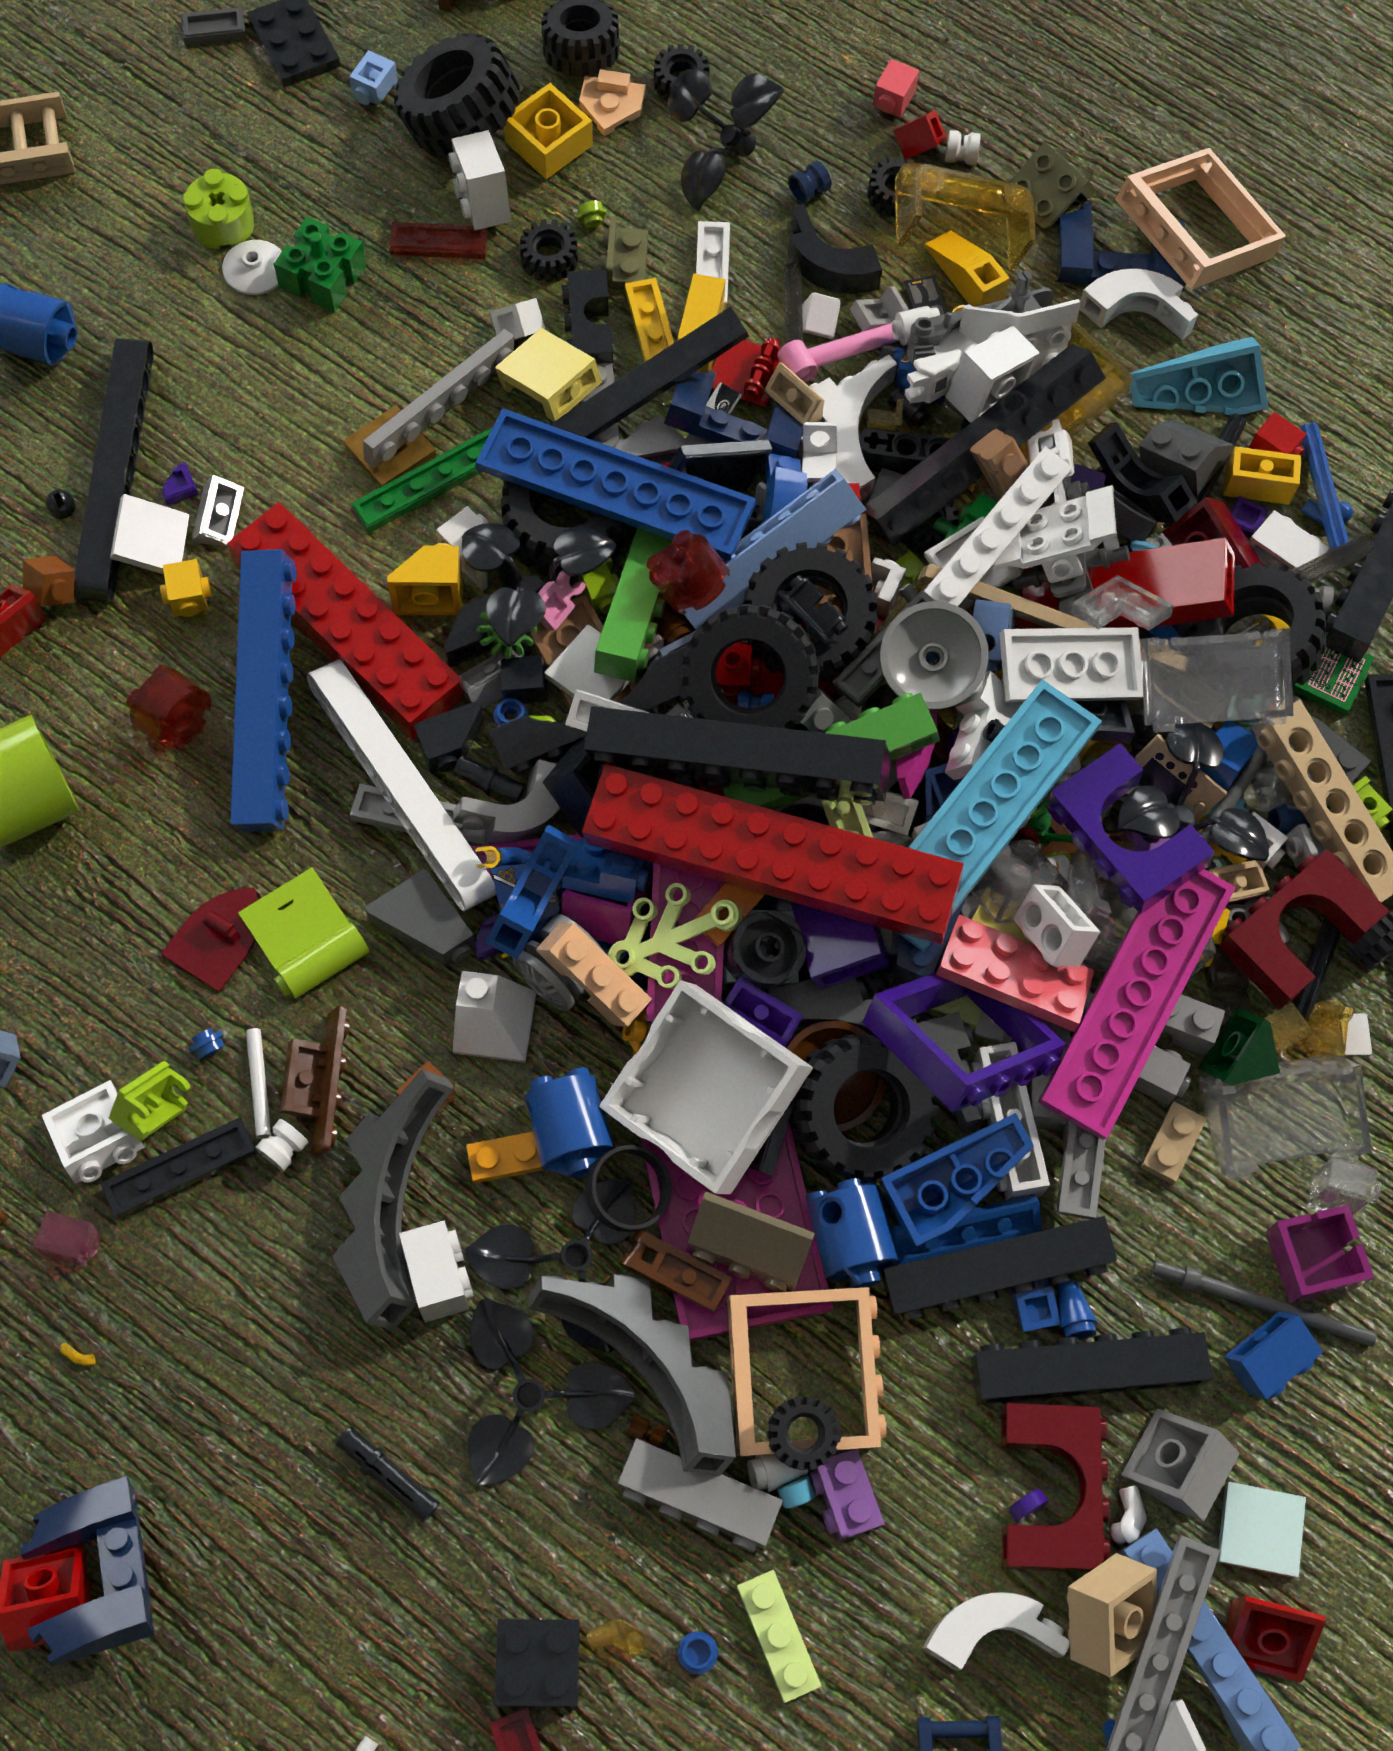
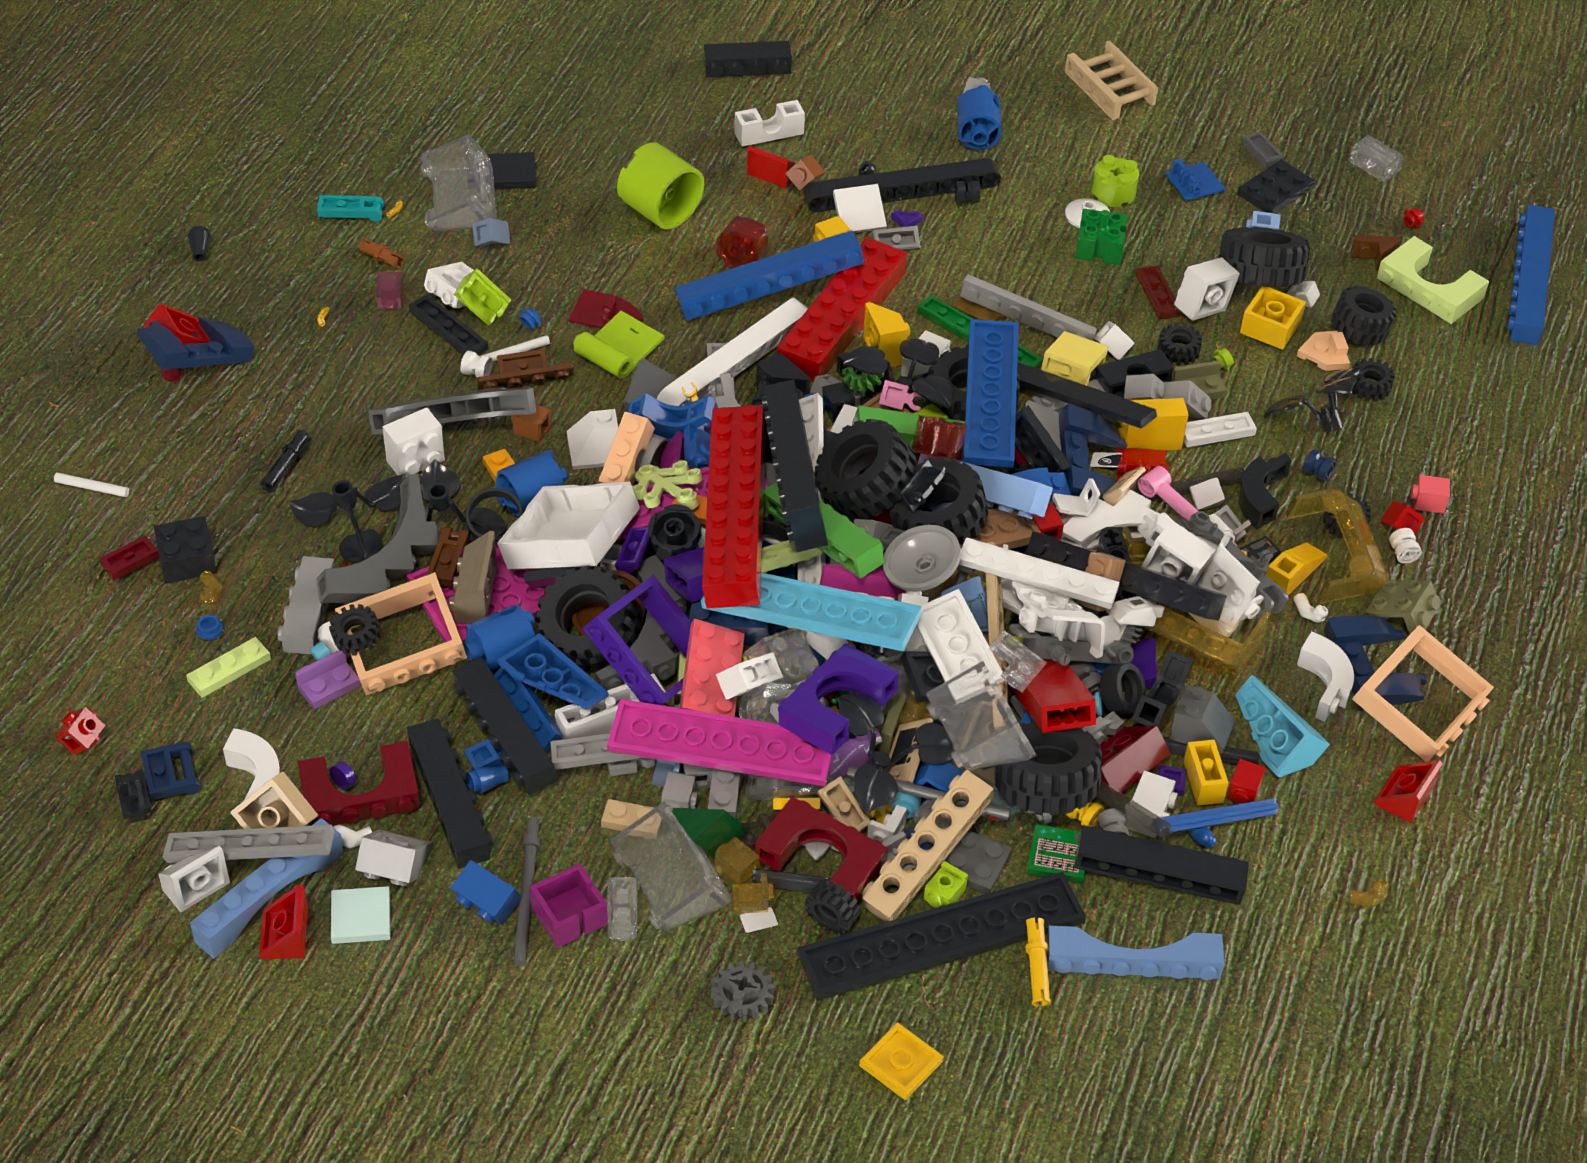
camera: 75 degrees right, 20 degrees down
(162, 393) = (967, 191): none -> black wheel
(244, 122) = (1193, 180): none -> blue hinge
(662, 288) = (1151, 387): none -> light grey arch
(1038, 280) = (1314, 614): none -> white arm
(1320, 285) = (1408, 788): none -> red slope

